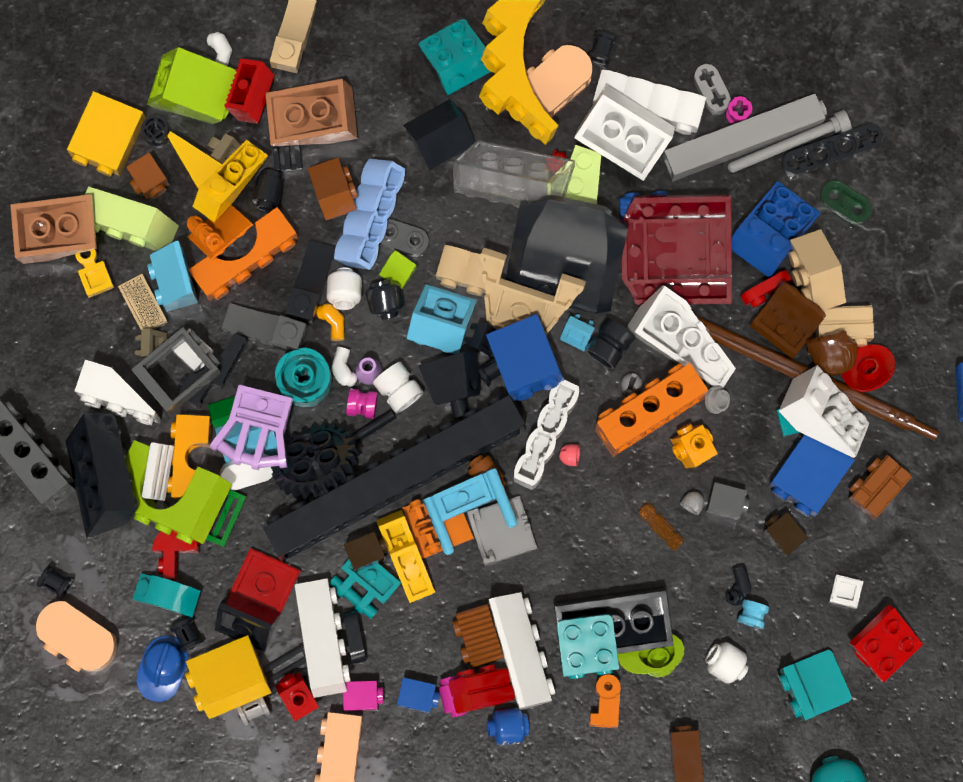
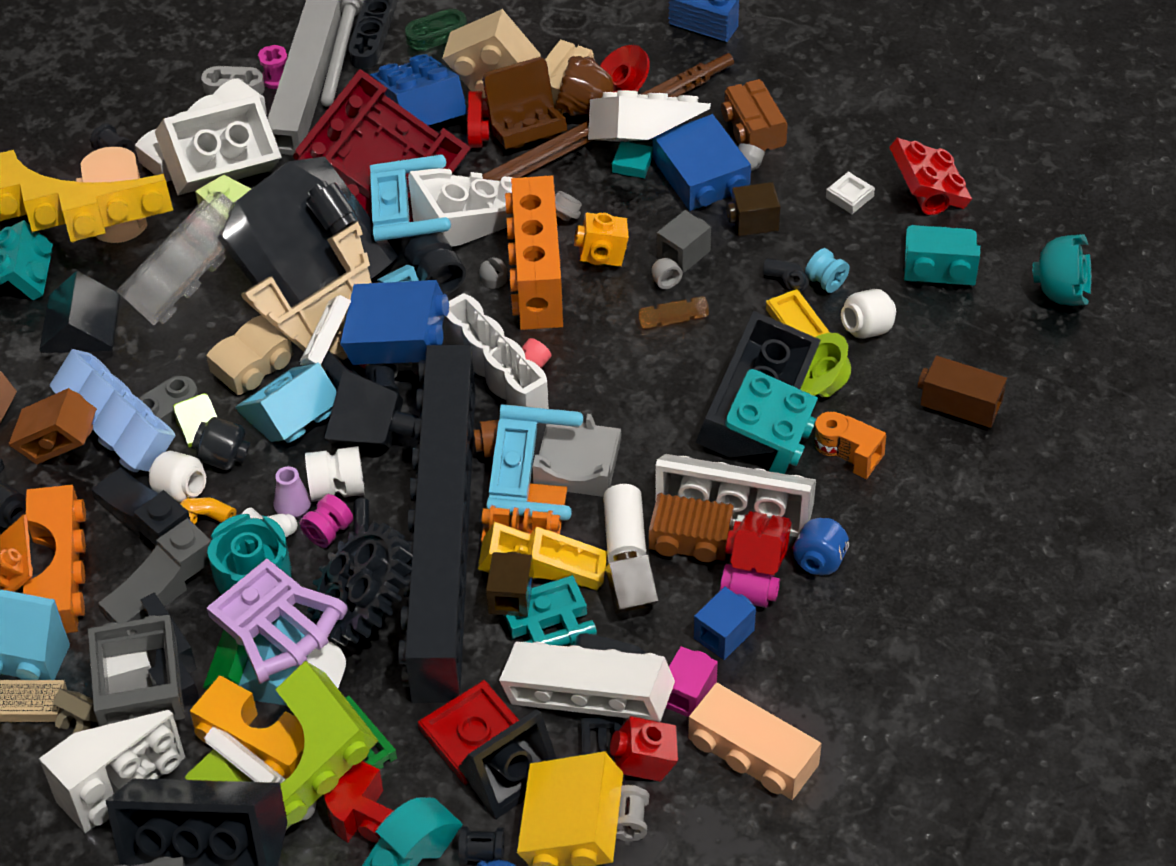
camera: 60 degrees left, 30 degrees down
(411, 623) = (631, 582): none -> brick
(457, 594) = (624, 520): none -> white brick
(496, 315) = (325, 330): none -> white tile
(586, 262) = (331, 207): none -> black brick
(637, 286) = (390, 199): none -> medium azure plate
(700, 616) = (795, 312): none -> yellow tile
(838, 503) = (752, 154): none -> light grey hinge

